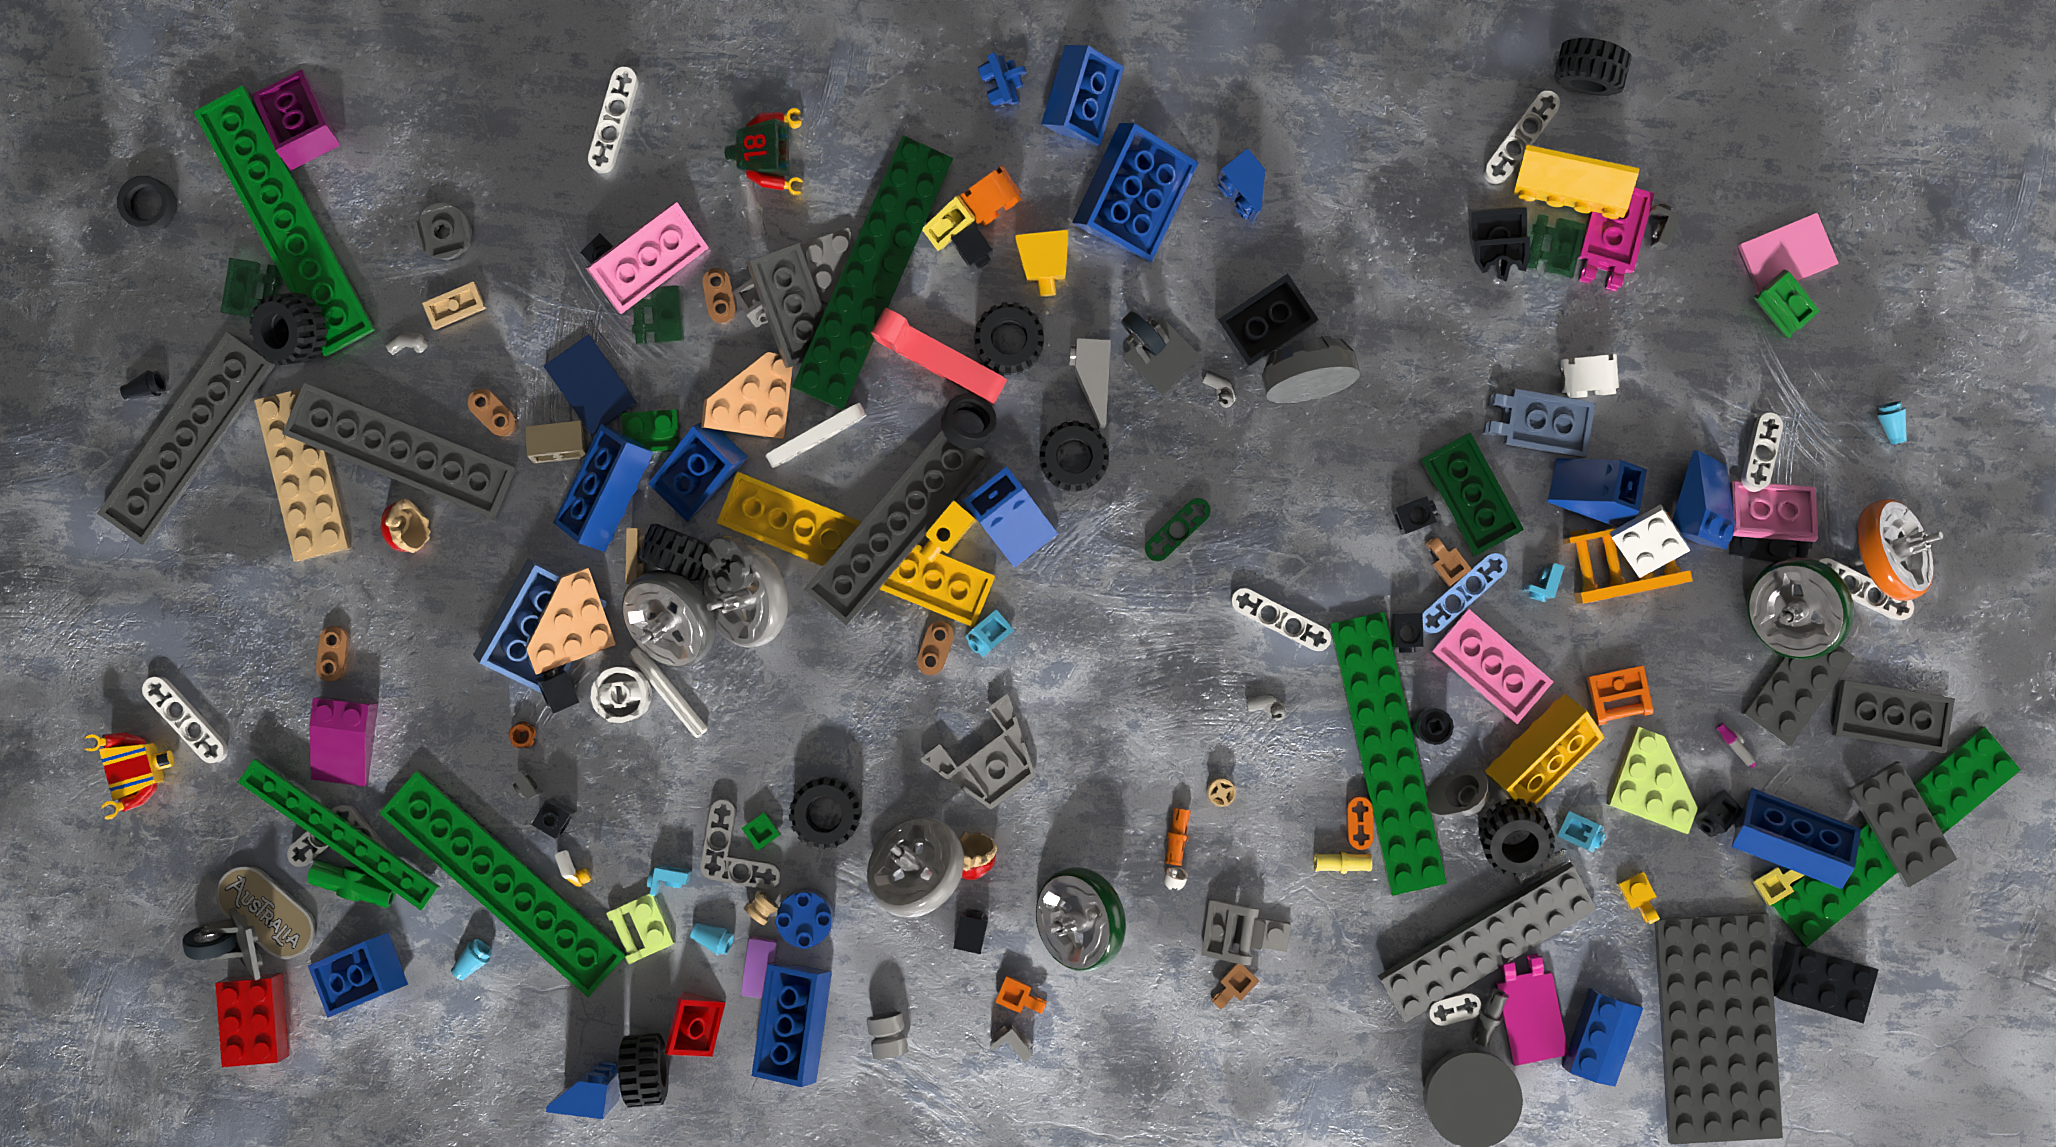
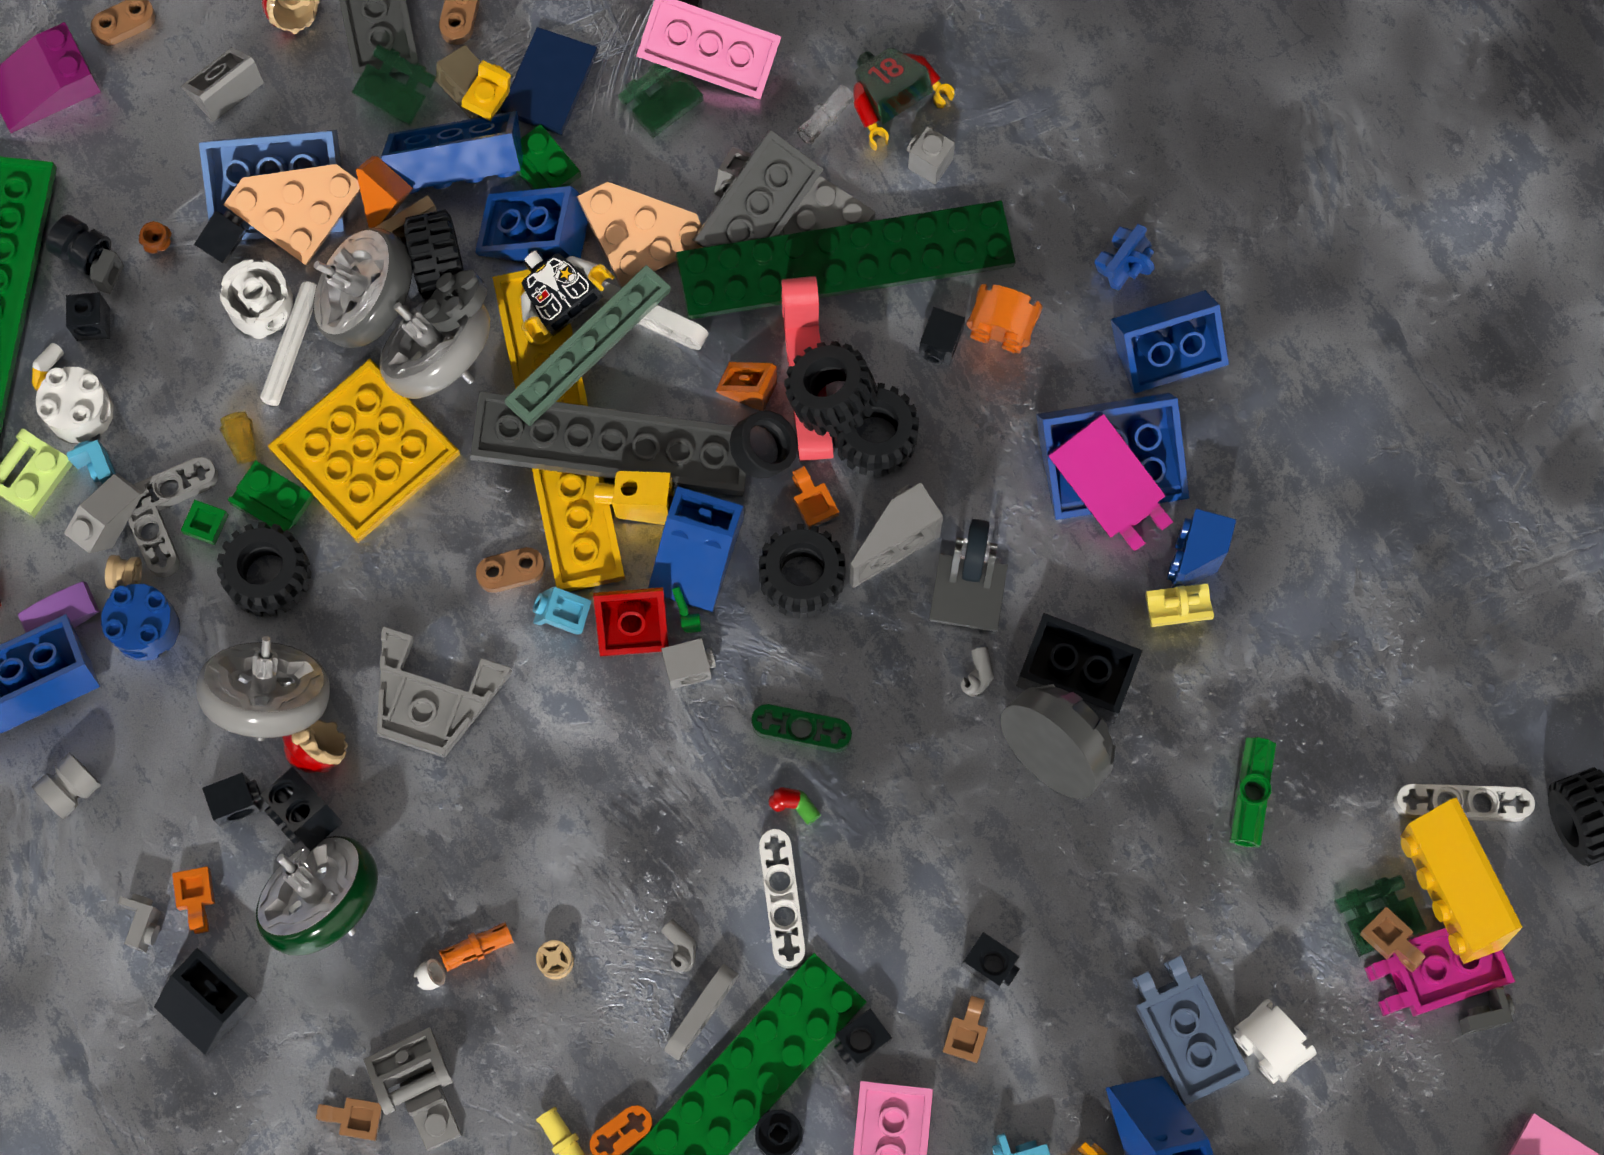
camera: 55 degrees right, 15 degrees down
(432, 614) = (224, 83): none -> light grey slope
(490, 793) = (74, 243): none -> black wheel
(524, 504) = (388, 93): none -> clear green plate
(576, 435) = (487, 90): none -> yellow bracket
(602, 558) = (380, 190): none -> orange slope
(614, 867) = (74, 404): none -> white brick
(712, 896) = (103, 515): none -> light grey slope
(713, 938) = (61, 551): medium azure cone -> none
(715, 769) = (239, 436): none -> clear yellow cone
(719, 295) = (721, 139): medium nougat plate -> none
(764, 487) = (558, 291): none -> torso
(773, 775) = (270, 497): none -> green plate
(781, 692) = (363, 451): none -> yellow tile
(820, 493) = (587, 345): none -> sand green plate
(834, 160) = (930, 154): none -> light grey brick
(913, 401) = (749, 383): none -> orange slope
(946, 351) = (821, 368): none -> black tyre
(948, 223) = (947, 294): light yellow slope -> none
(1010, 888) = (301, 809): none -> black brick
(1031, 414) = (814, 502): none -> orange plate
(1031, 593) = (631, 621): none -> red slope
(1043, 258) = (981, 411): yellow torso -> none
(1056, 552) = (689, 622): none -> green hand
(1084, 574) = (688, 663): none -> light grey brick
(1095, 1033) = (203, 1001): none -> black slope
(1156, 208) = (1110, 480): none -> dark pink tile
(1222, 567) = (794, 799): none -> arm
(1269, 224) = (1179, 605): none -> light yellow hips
(1319, 721) = (701, 1012): none -> light grey beam
(1409, 255) = (1250, 813): none -> green piece
(1465, 596) = (944, 1079): light blue beam -> none
(1472, 494) = (1056, 1009): dark green plate -> none
(1500, 239) = (1342, 851): black plate -> none
(1577, 252) = (1391, 936): none -> medium nougat plate

